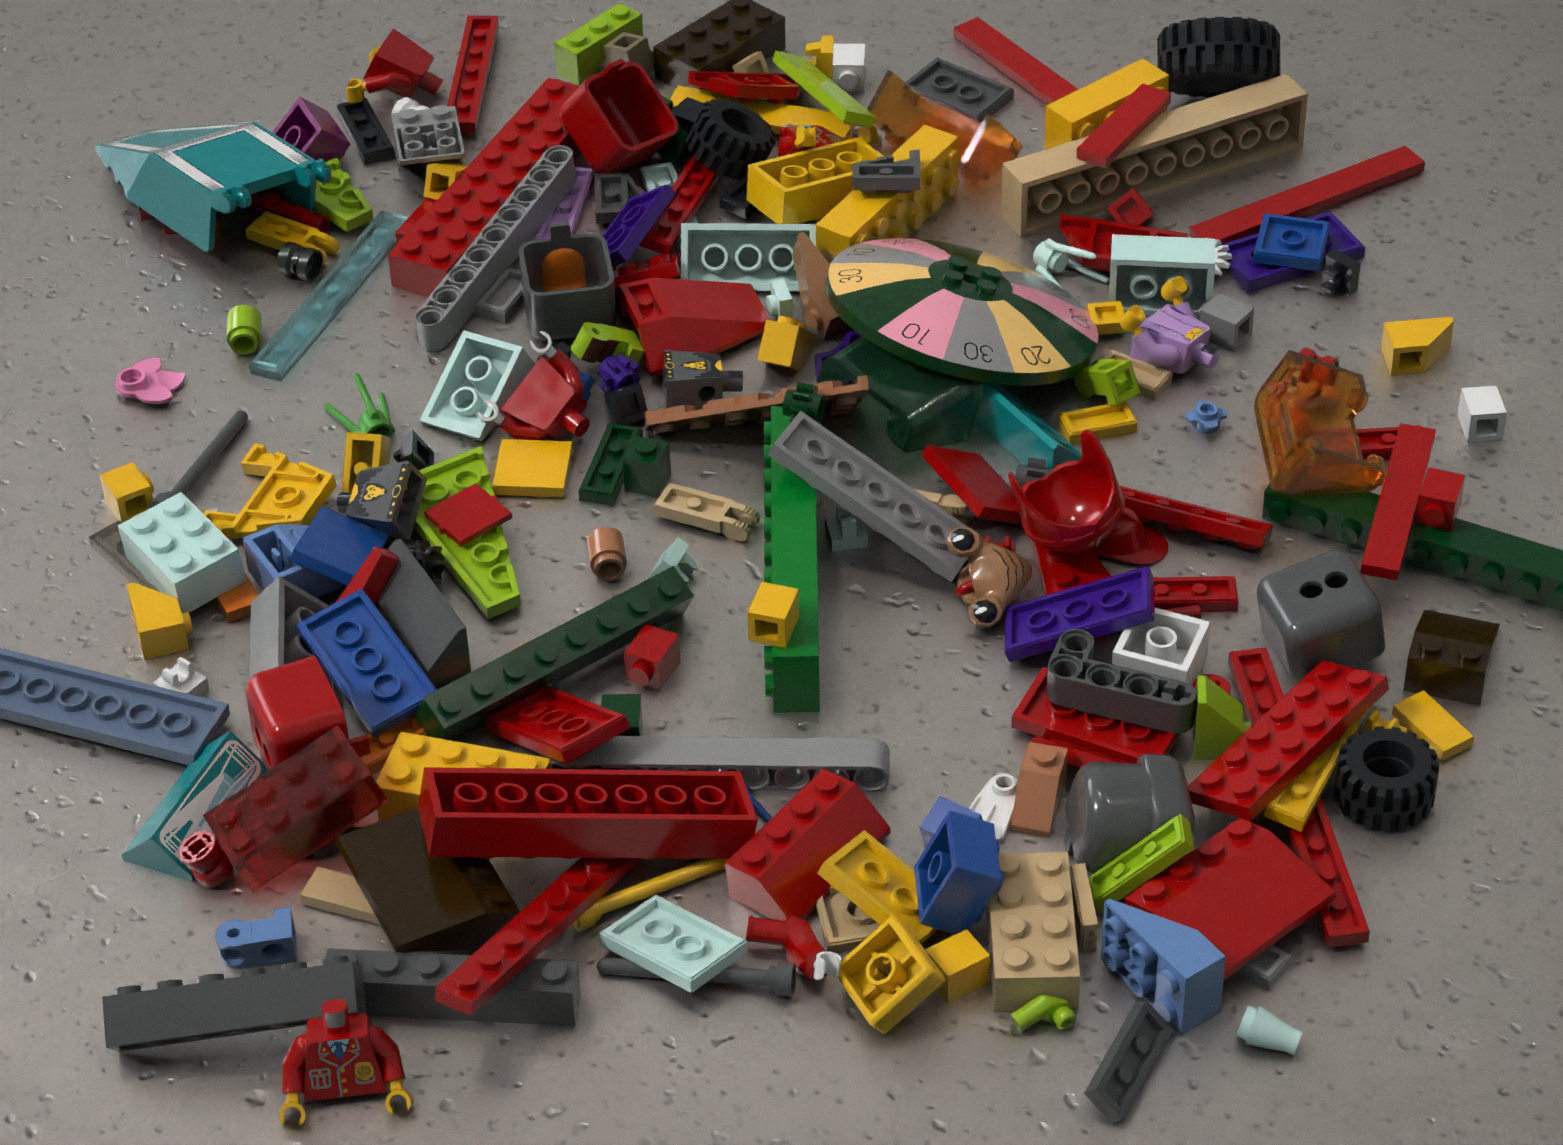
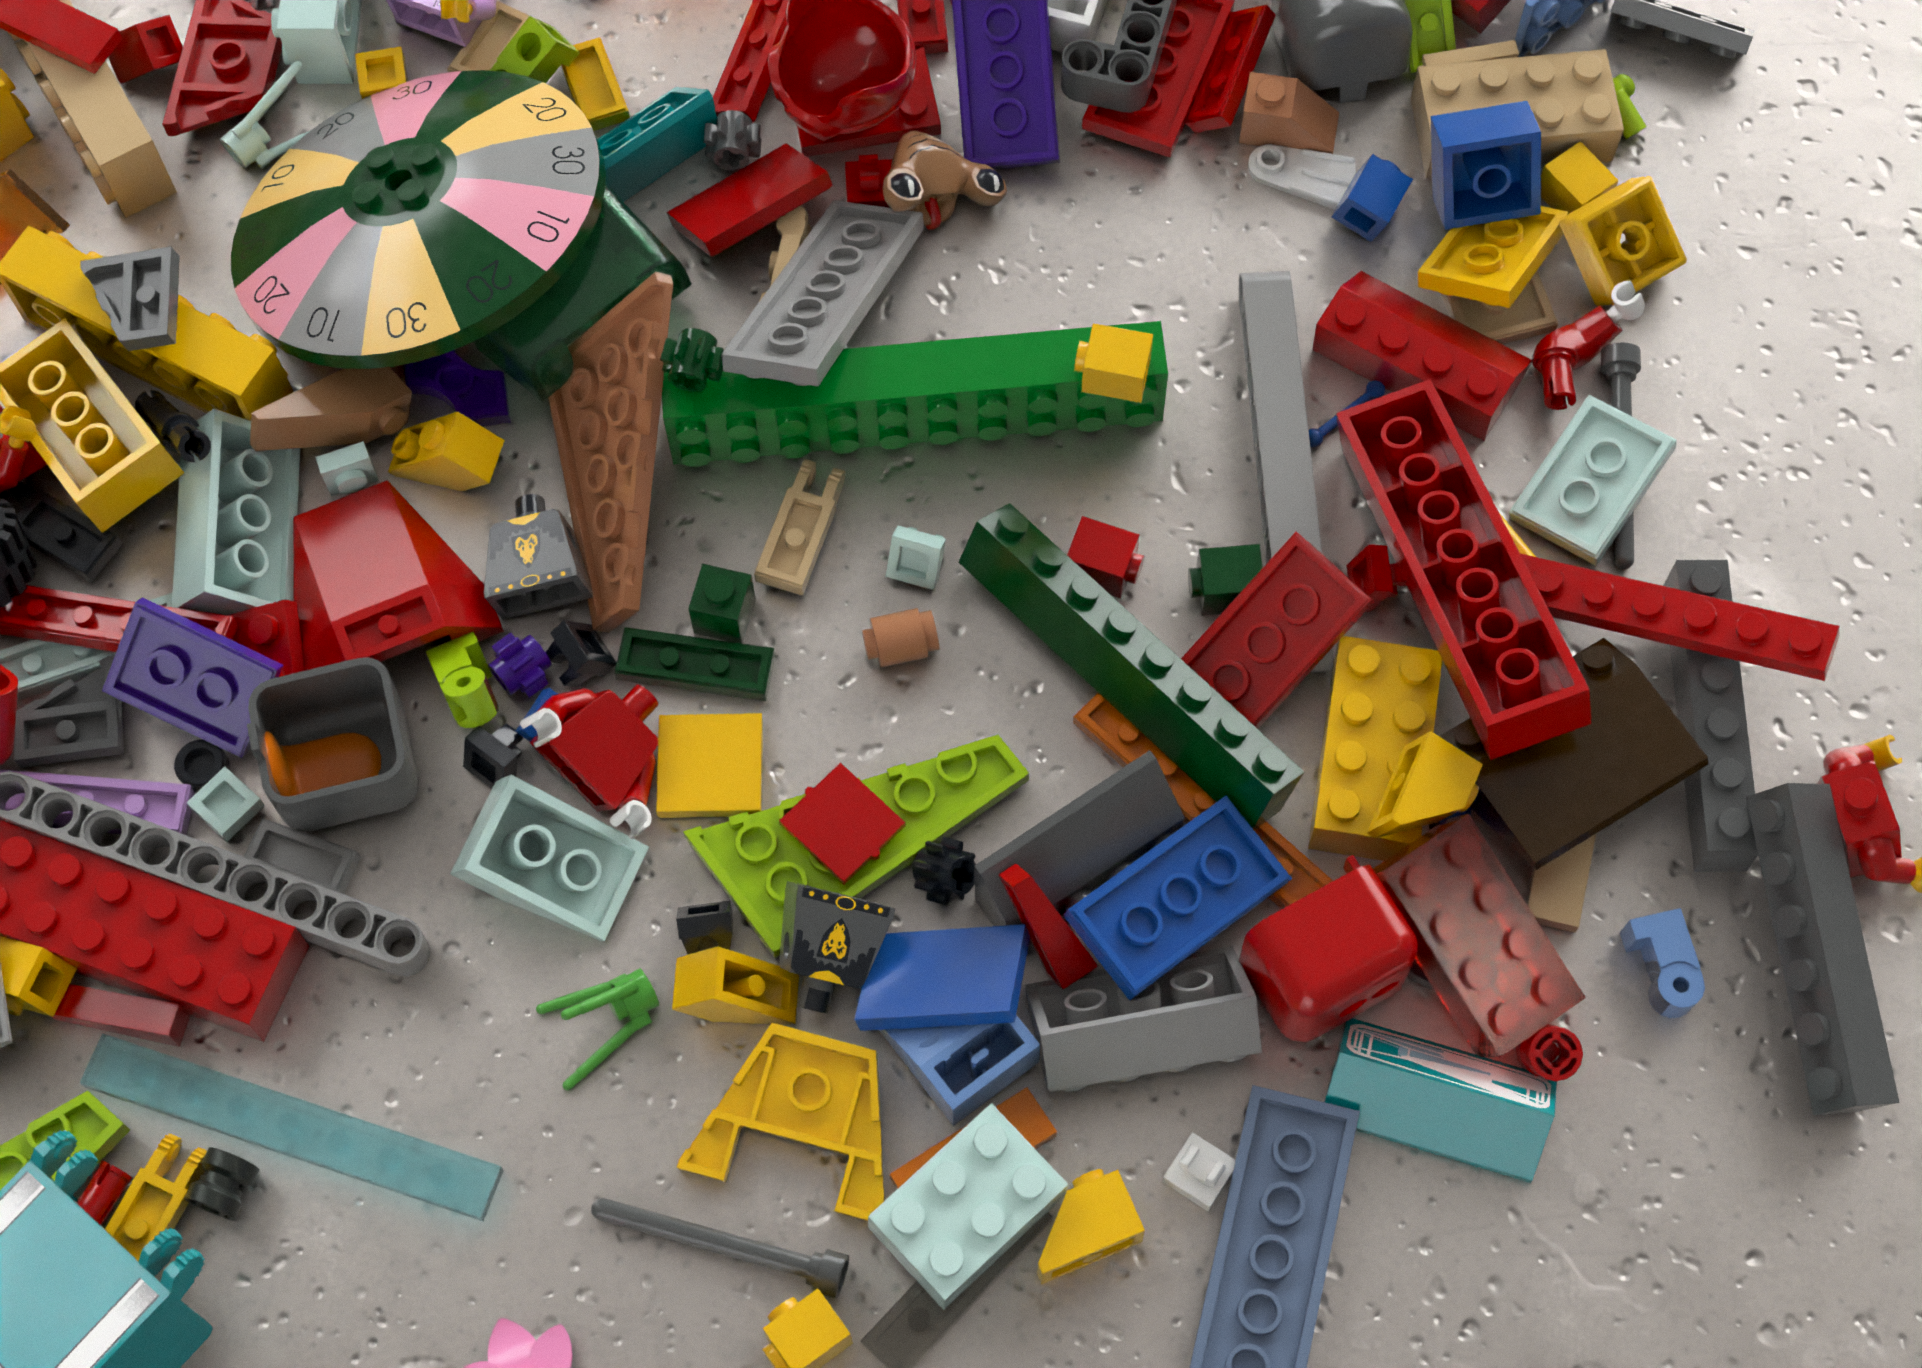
camera: 95 degrees left, 25 degrees up
(244, 329) = (397, 1240): lime brick -> none
(400, 767) = (1426, 786): none -> yellow slope
(798, 211) = (175, 427): none -> black pin

